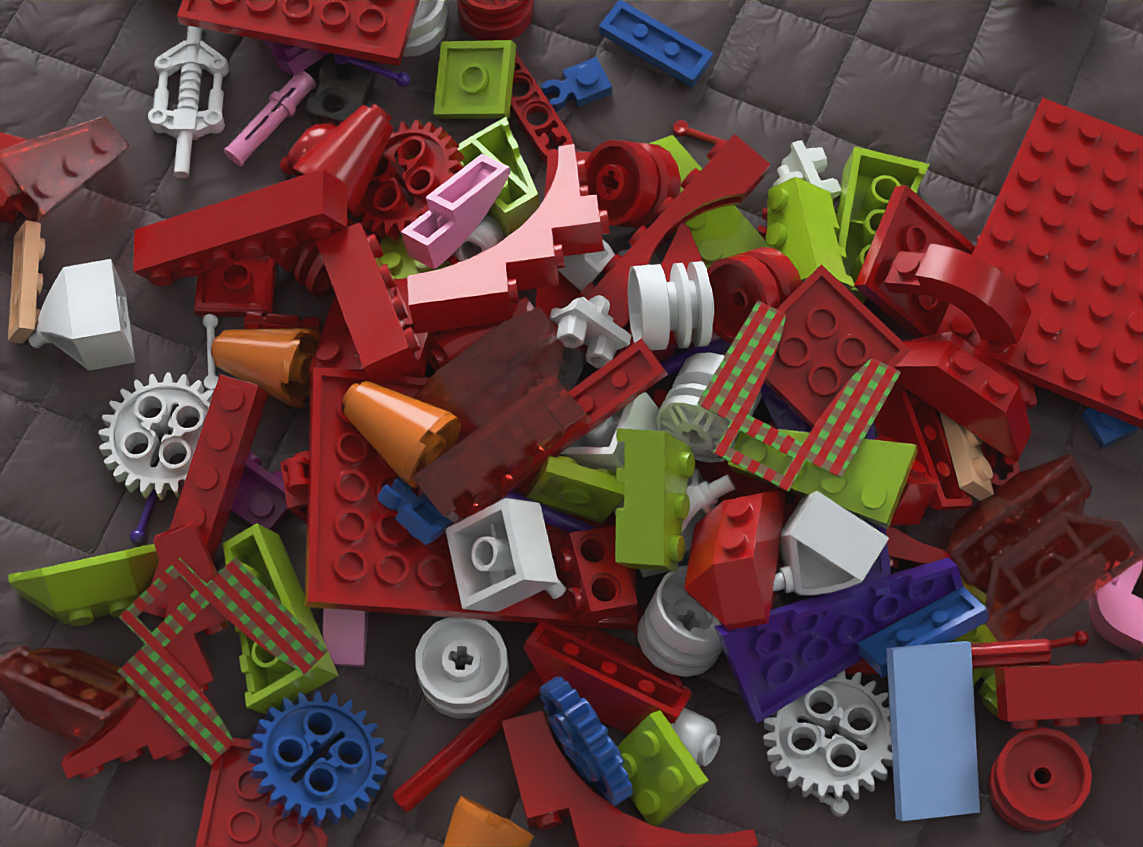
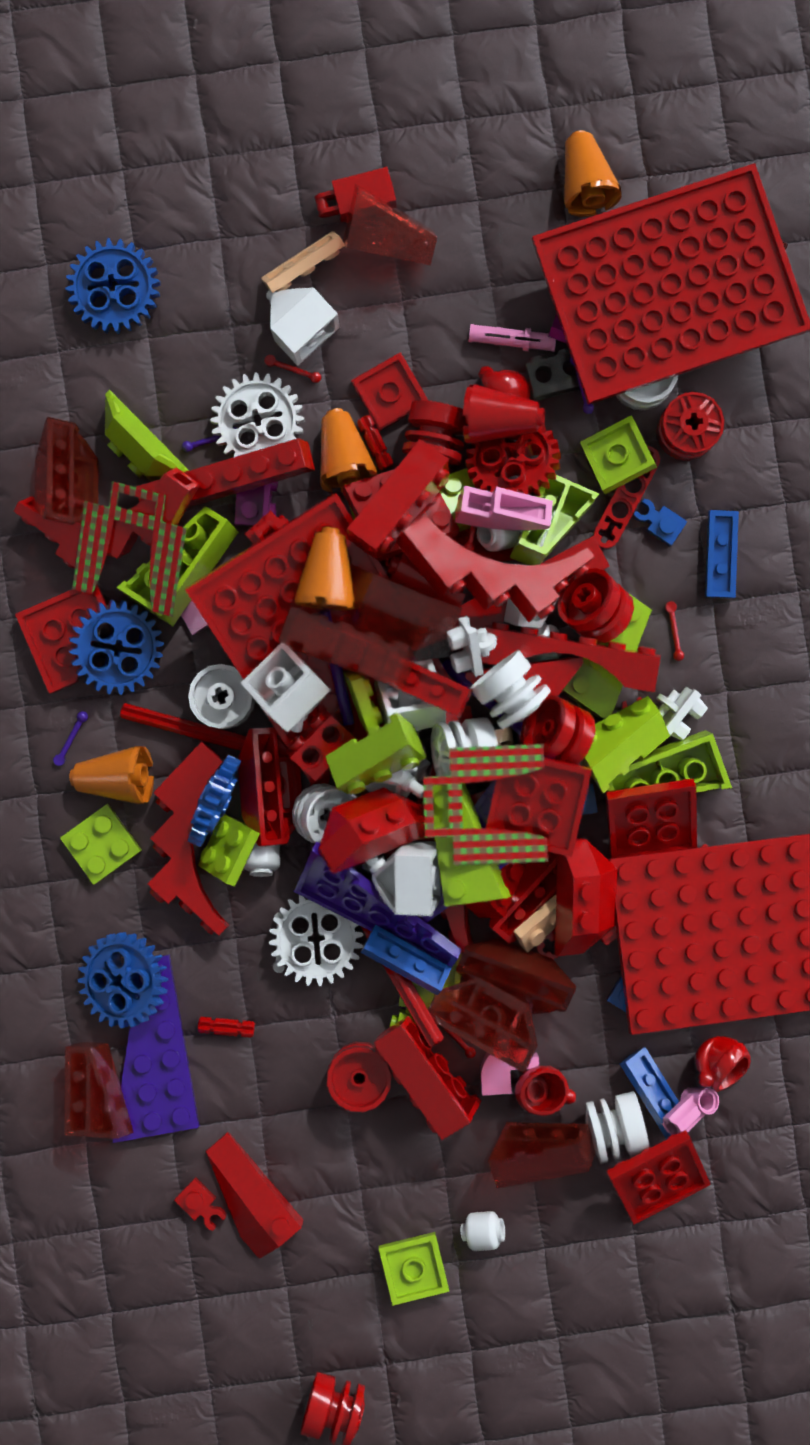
camera: 55 degrees right, 20 degrees up
(108, 385) = (271, 361): none -> red hinge
(186, 121) = (476, 285): white bar -> none
(210, 322) = (312, 423): white hinge -> none
(241, 228) = (408, 380): red brick -> none
(415, 513) = (278, 616): blue plate -> none
(933, 730) = (349, 998): light blue tile -> none
(969, 284) = (643, 862): red arch -> none

